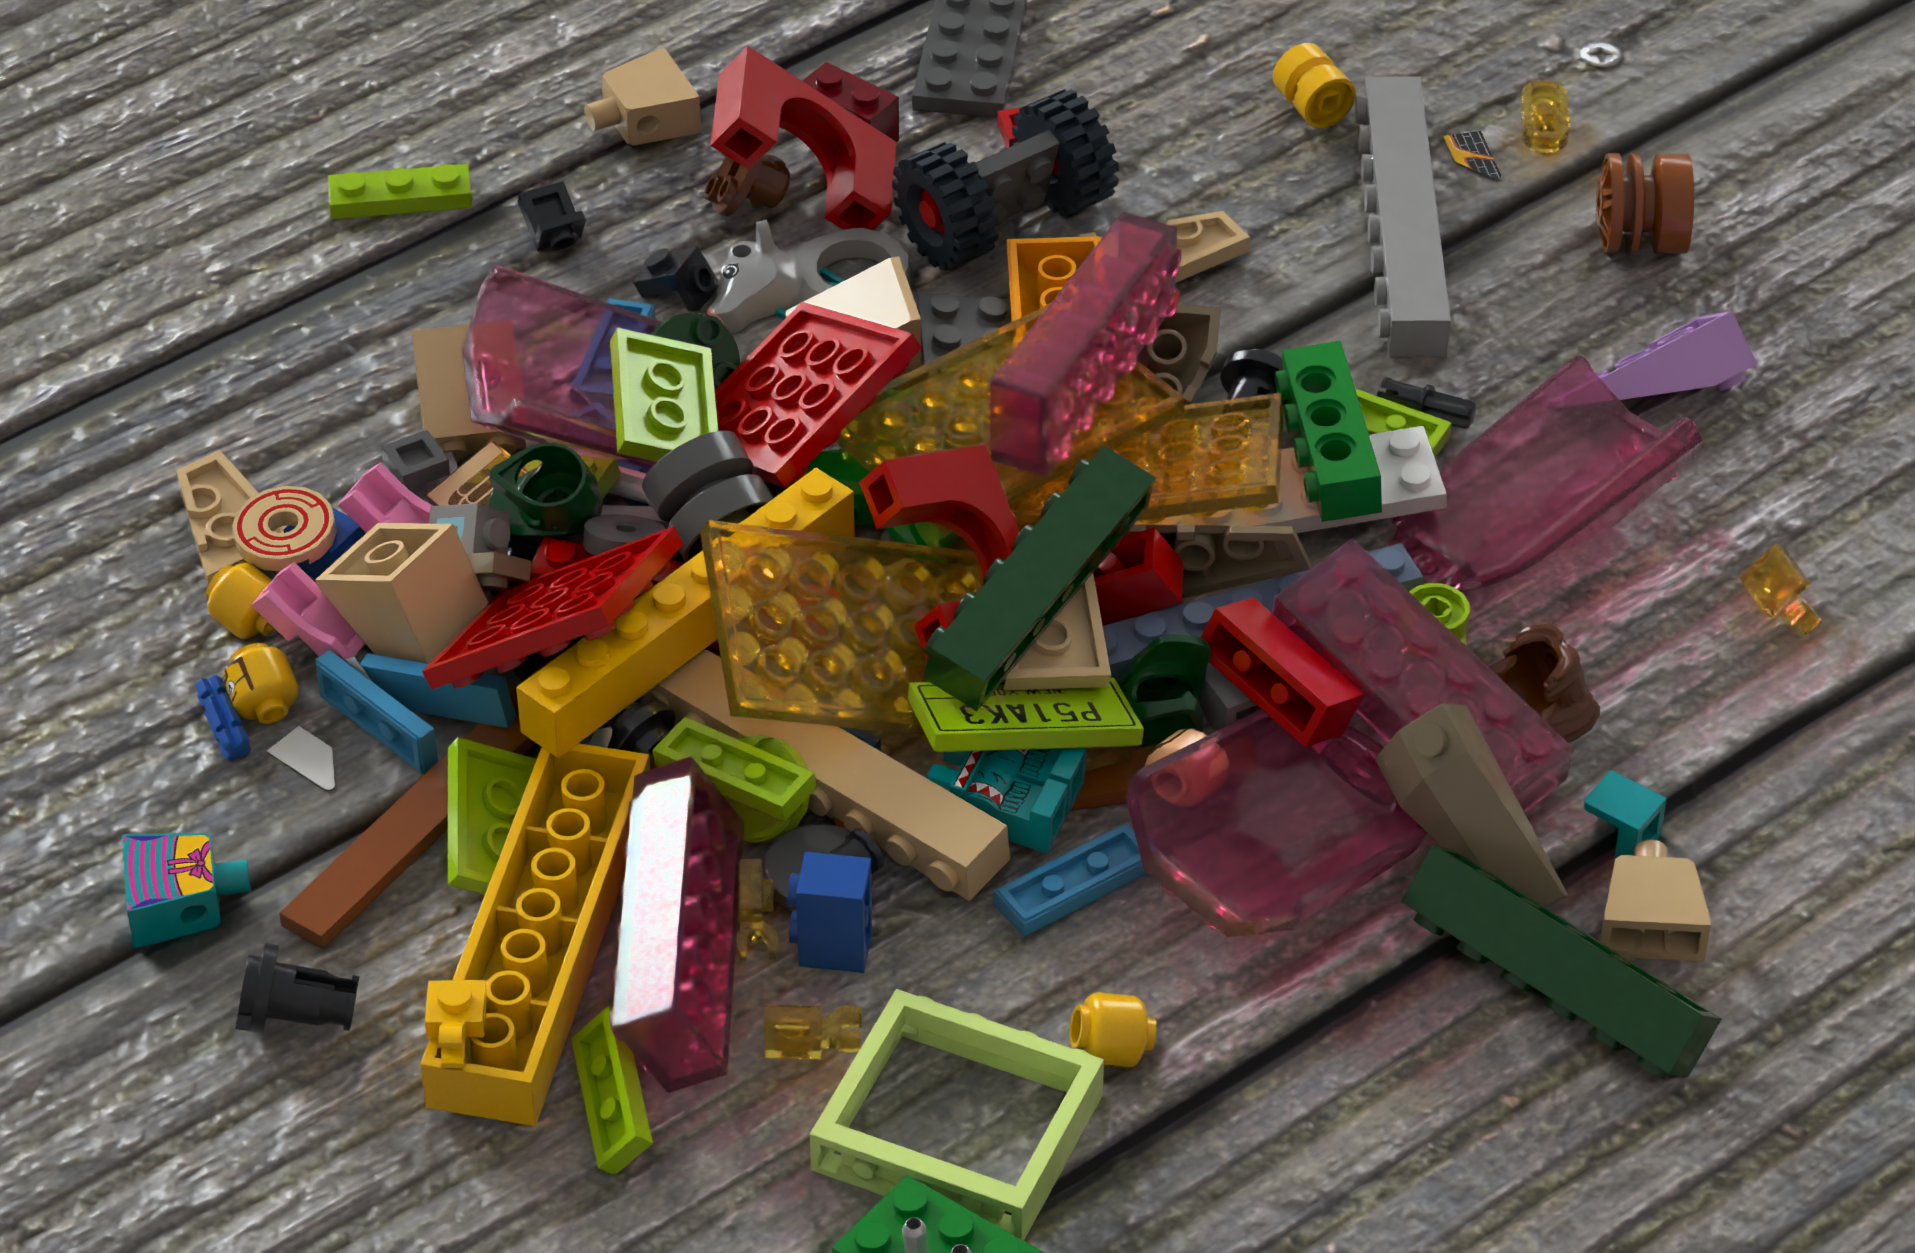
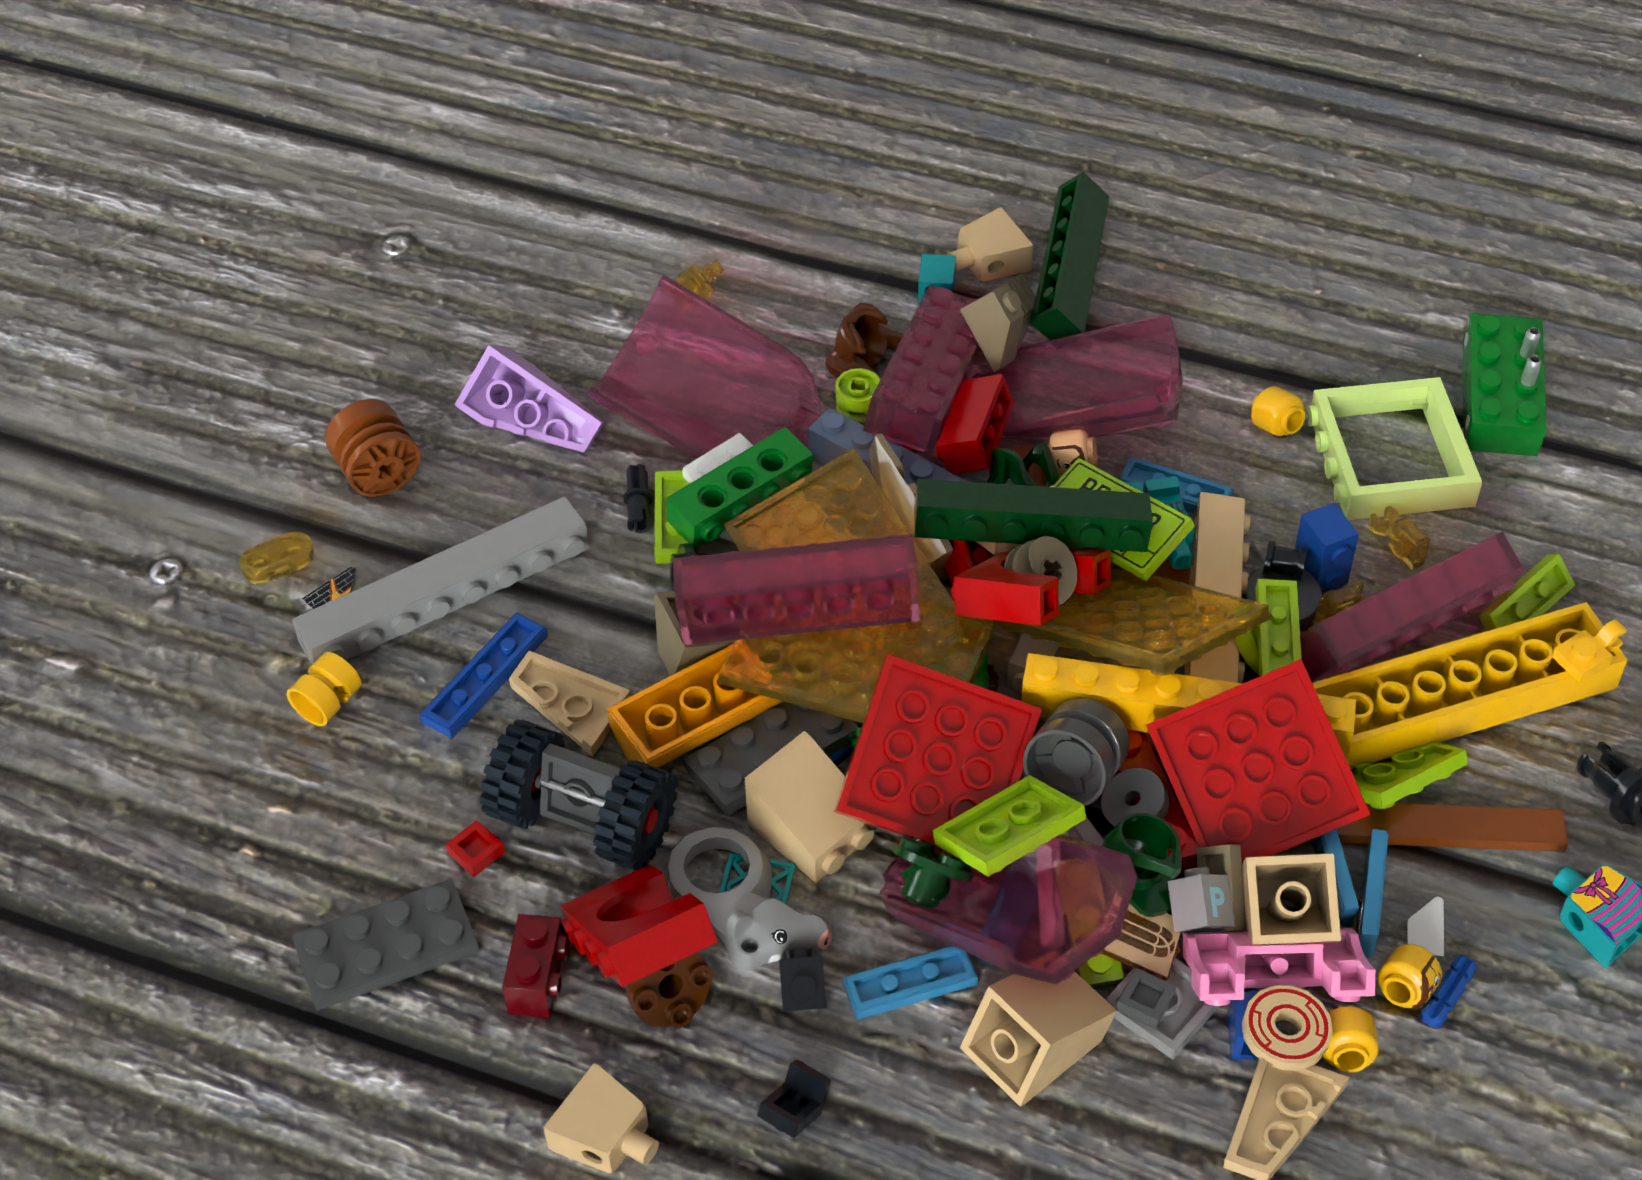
camera: 120 degrees left, 5 degrees up
(957, 556) = (1046, 557): none -> dark tan piece
(1259, 214) = (483, 675): none -> blue tile

